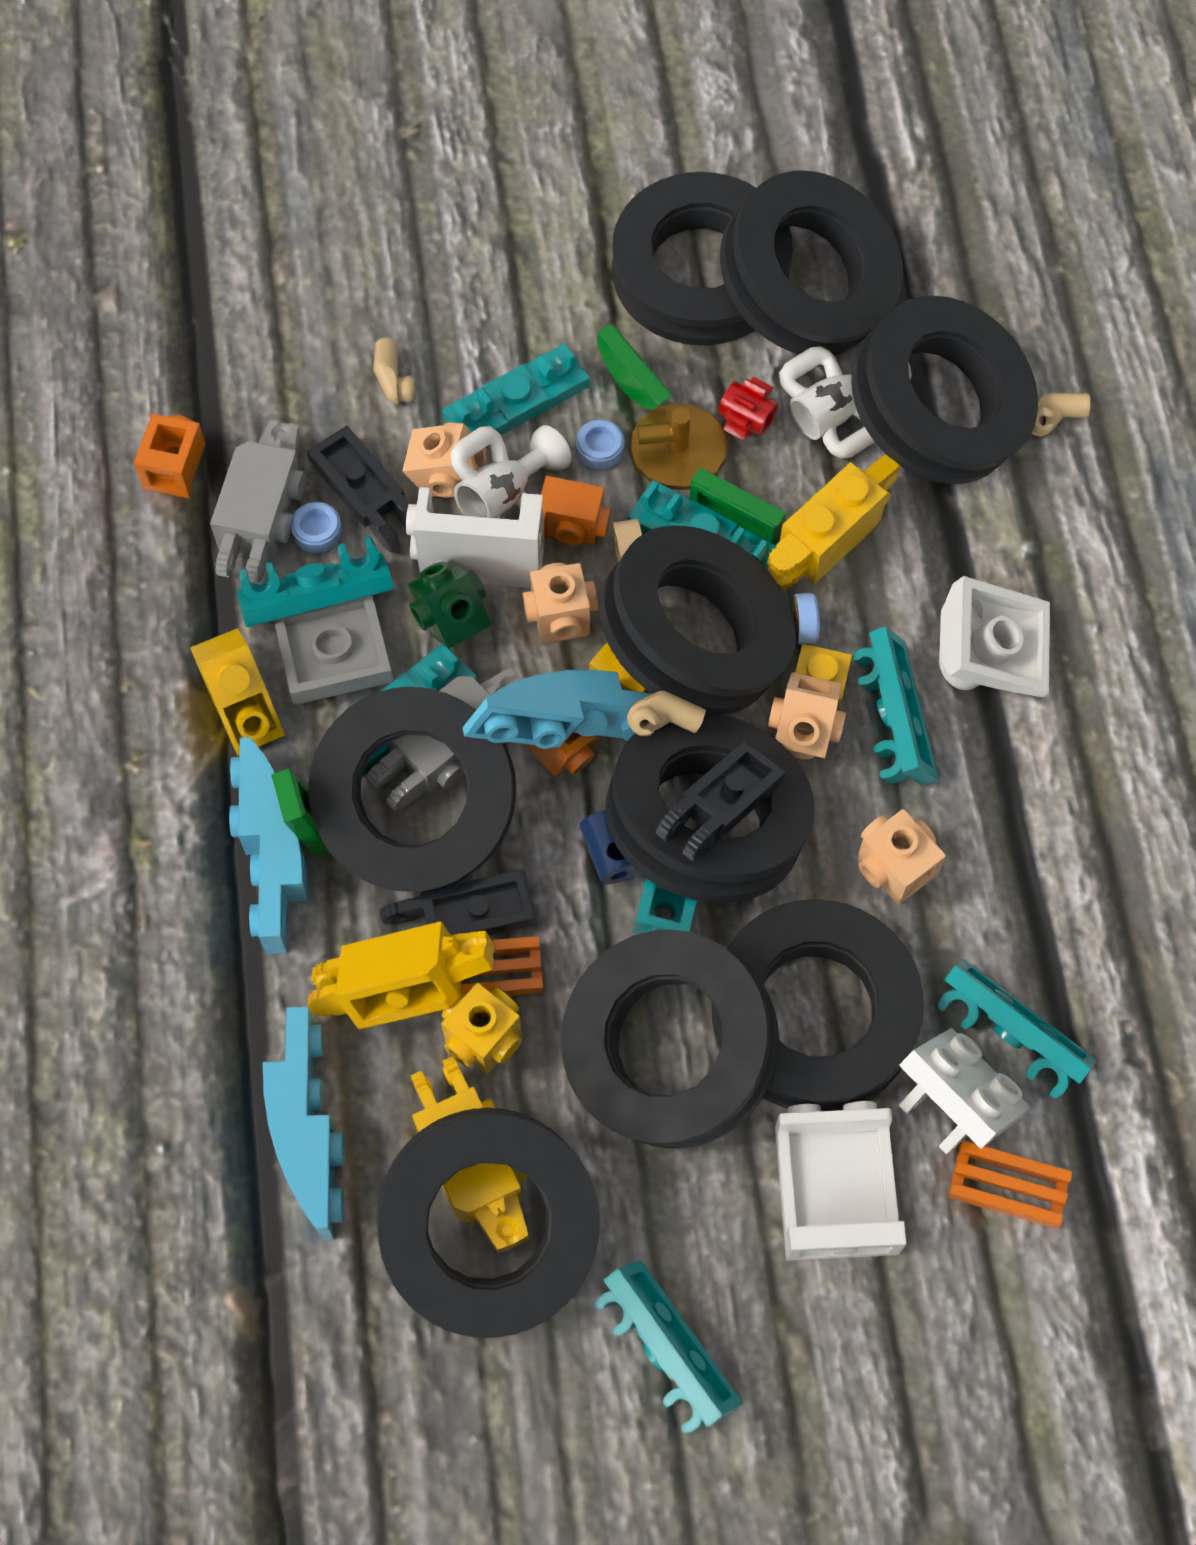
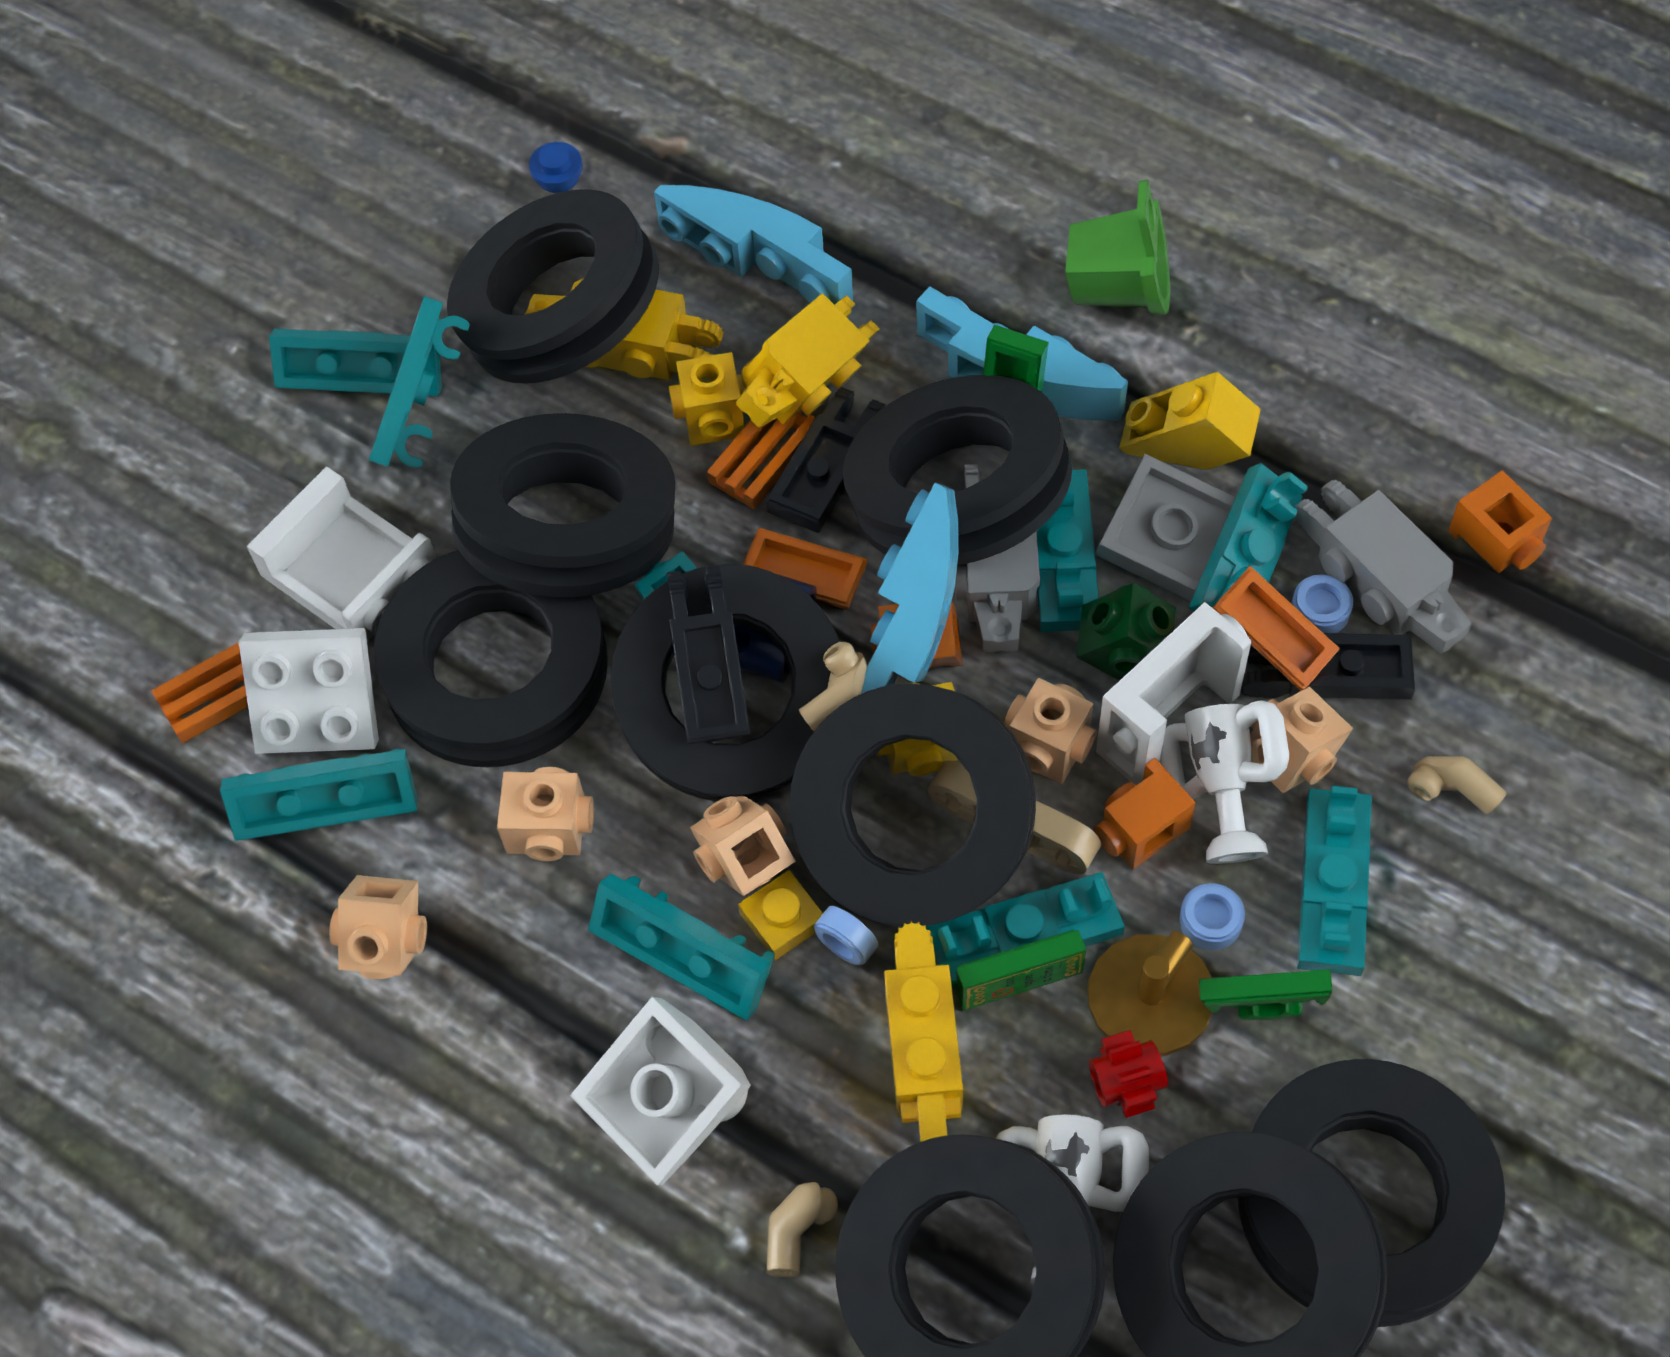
camera: 135 degrees right, 5 degrees down
(122, 823) = (1121, 258): none -> bright green container
(345, 1370) = (556, 166): none -> blue plate
(379, 509) = (1277, 628): none -> orange tile
(564, 860) = (830, 570): none -> orange tile
(667, 1248) = (414, 384): none -> teal plate
(994, 521) = (790, 1220): none -> tan arm
(1069, 887) = (378, 926): none -> light nougat brick

